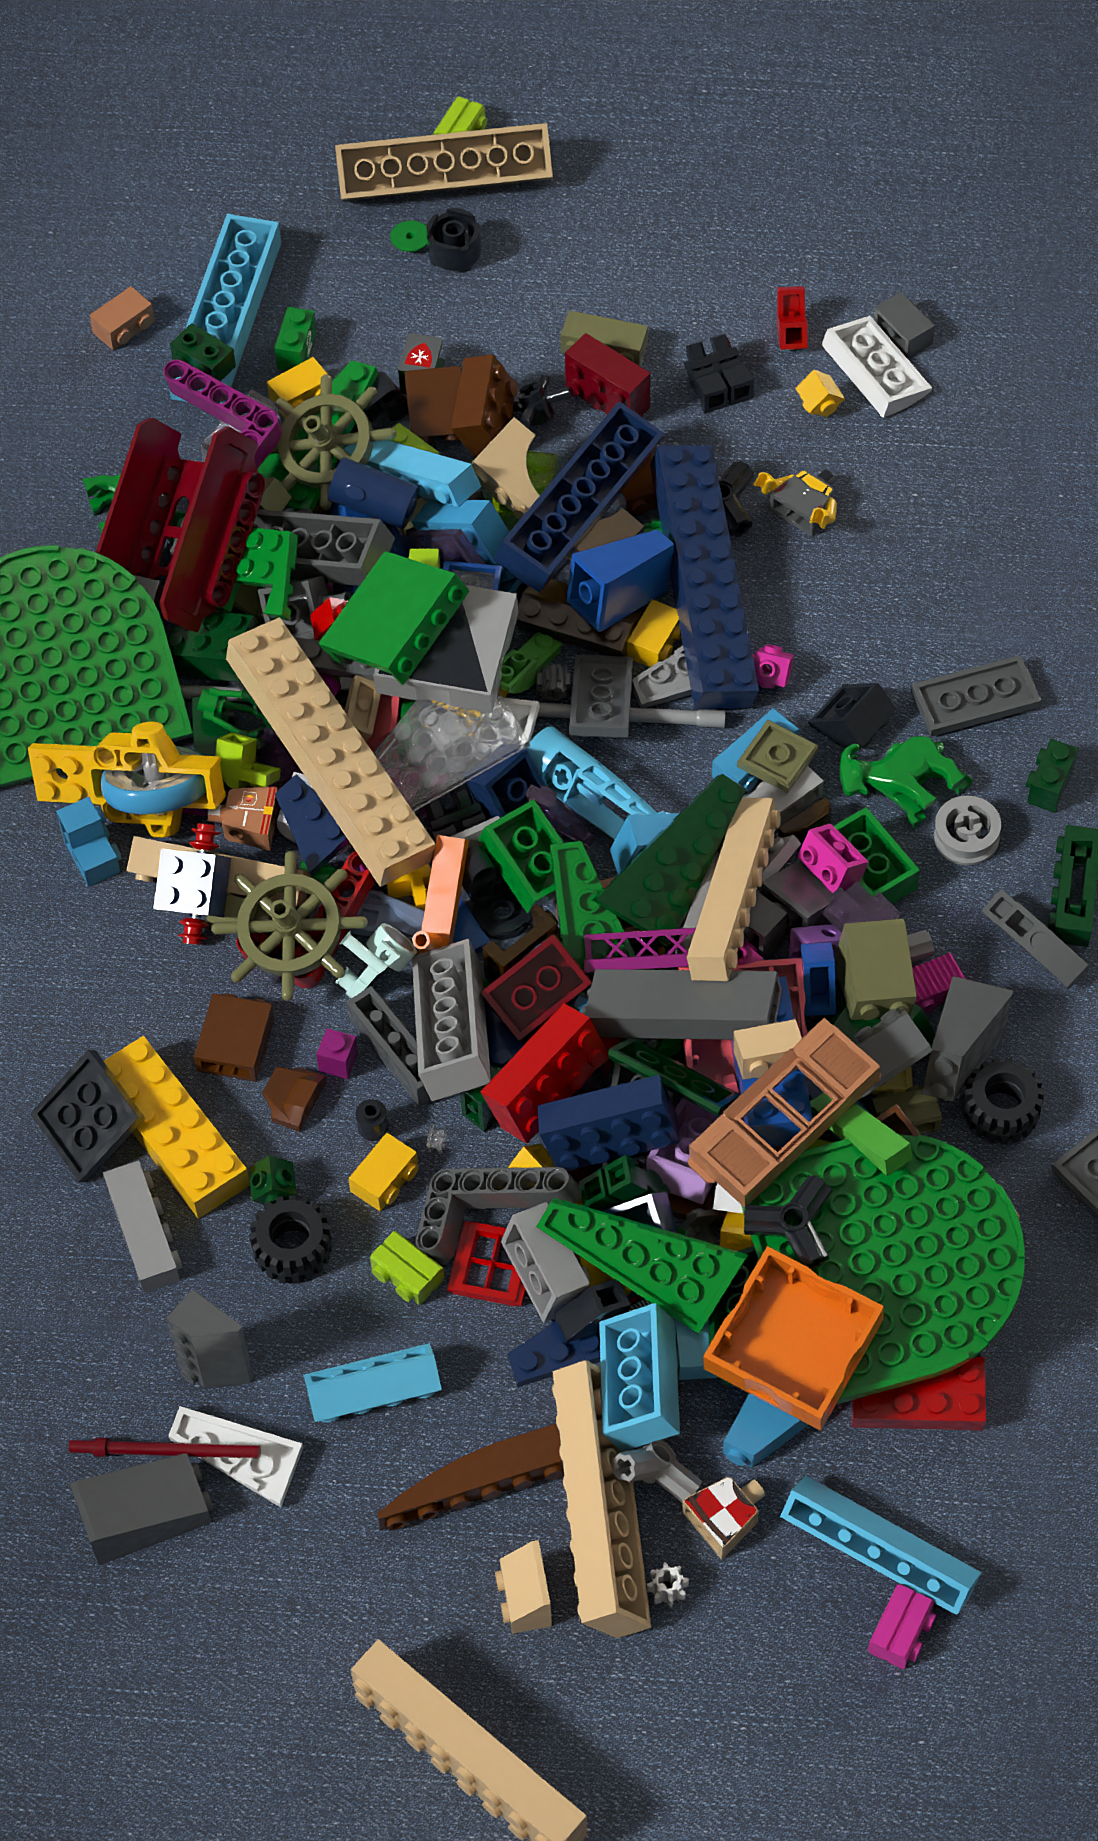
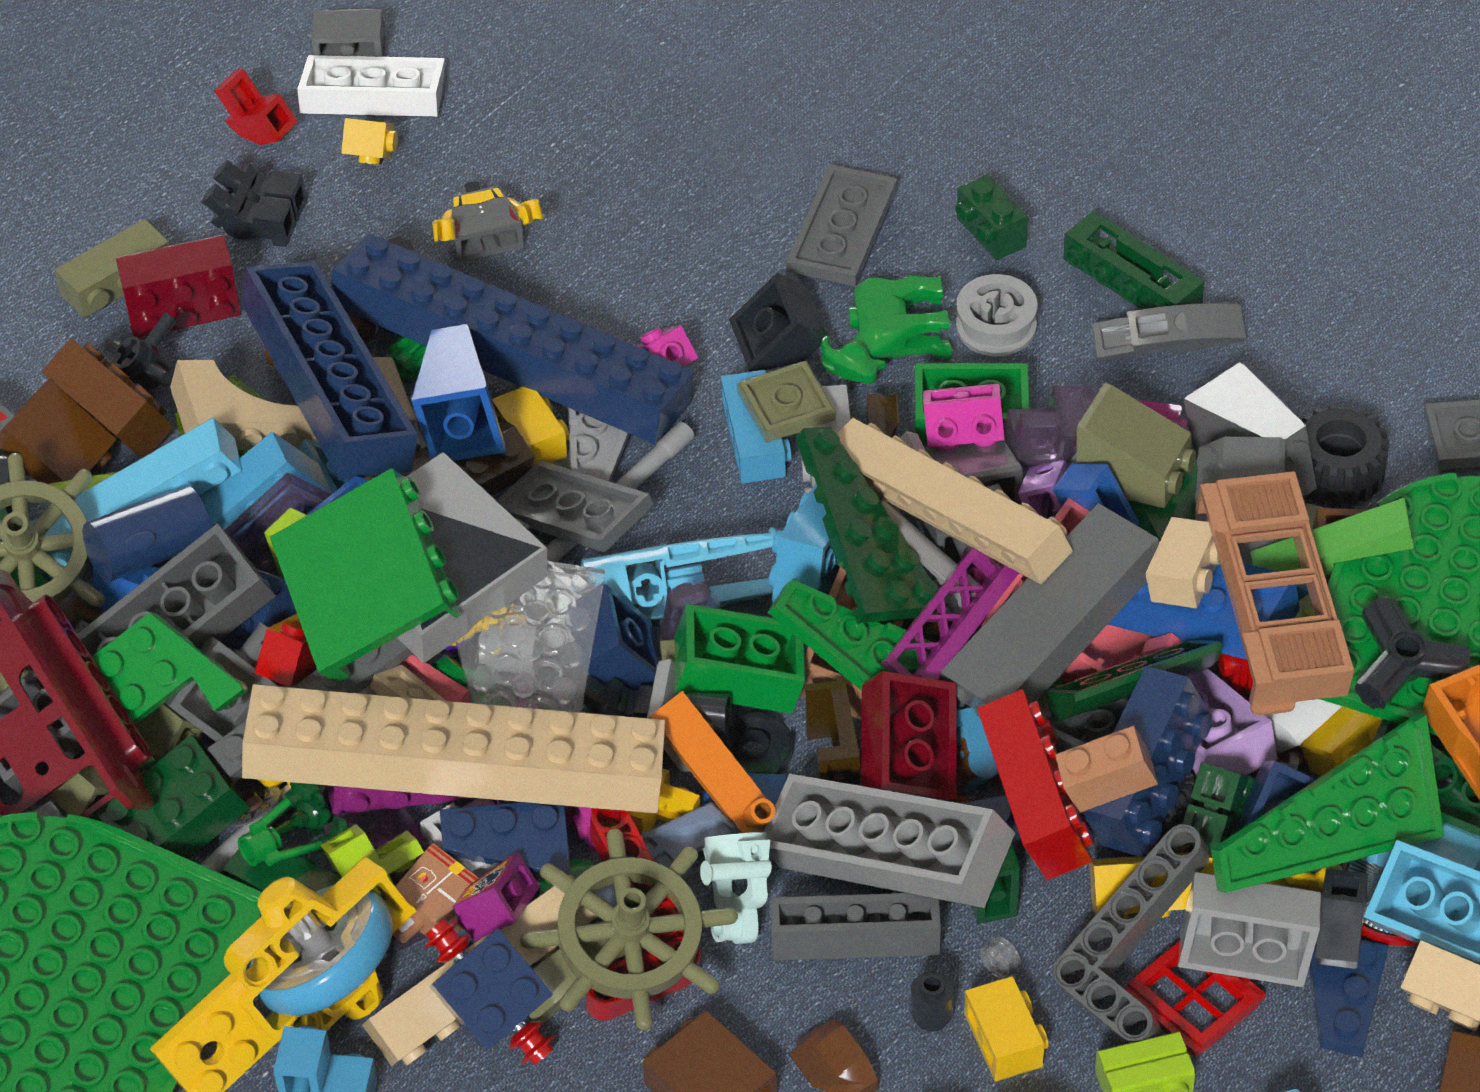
camera: 55 degrees left, 10 degrees down
(257, 843) = (496, 898): none -> magenta slope
(337, 1053) = (816, 989): magenta brick -> none
(559, 1100) = (1106, 769): none -> nougat brick

